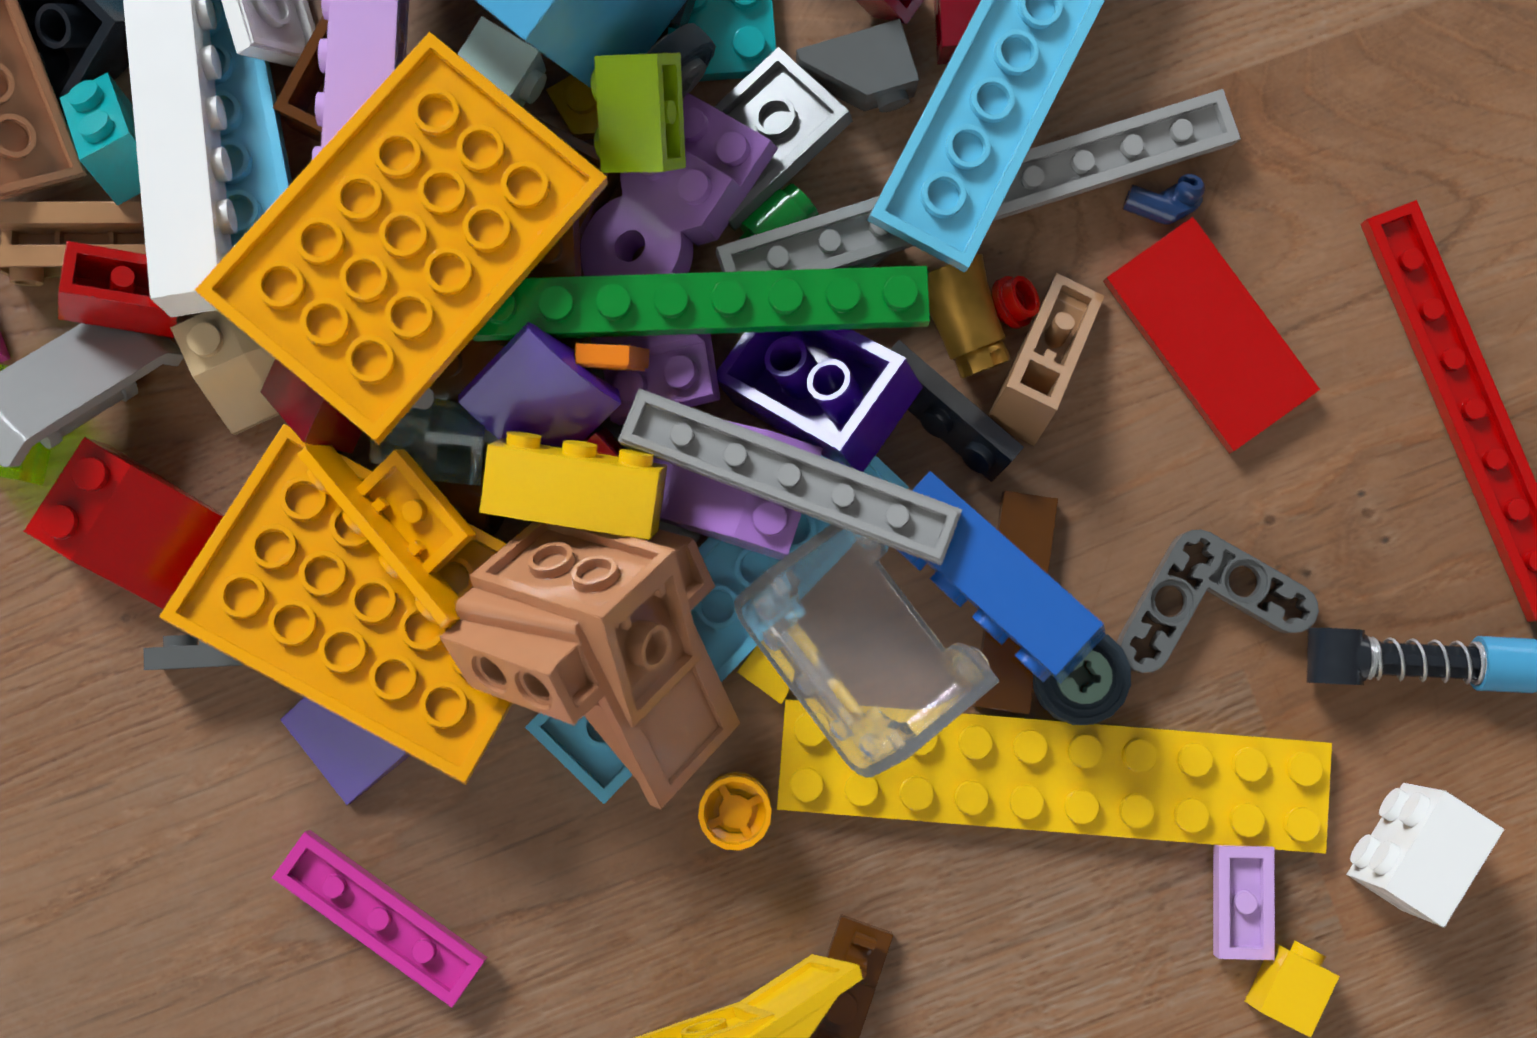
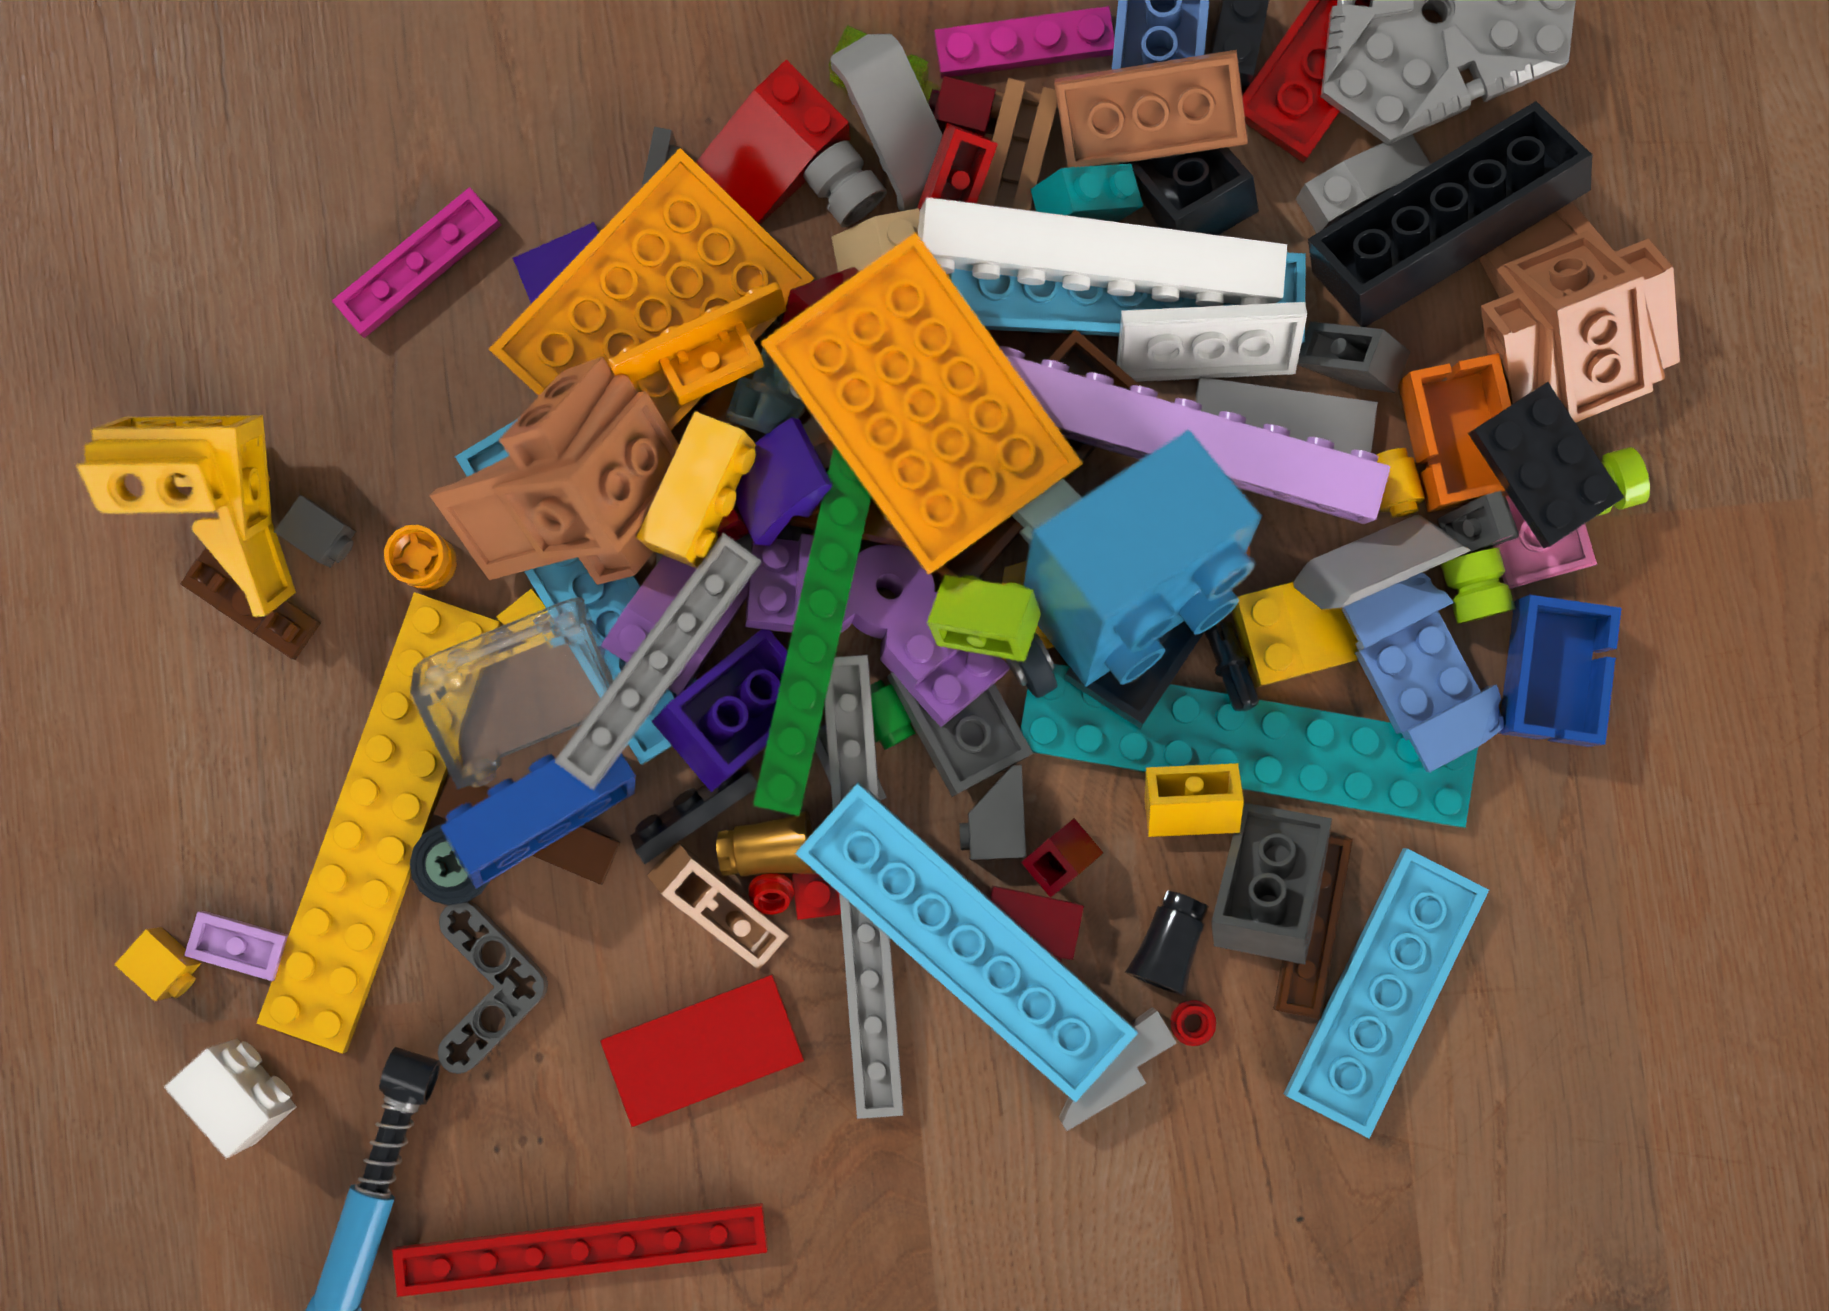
camera: 105 degrees right, 0 degrees up
(32, 312) = (962, 105): none -> dark red brick
(162, 429) = (840, 177): none -> light grey wheel
(612, 357) = (794, 546): orange tile -> none
(736, 946) = (316, 532): none -> dark grey brick
(1006, 251) = (815, 897): none -> red plate
(1168, 205) = (820, 1046): dark blue arm -> none

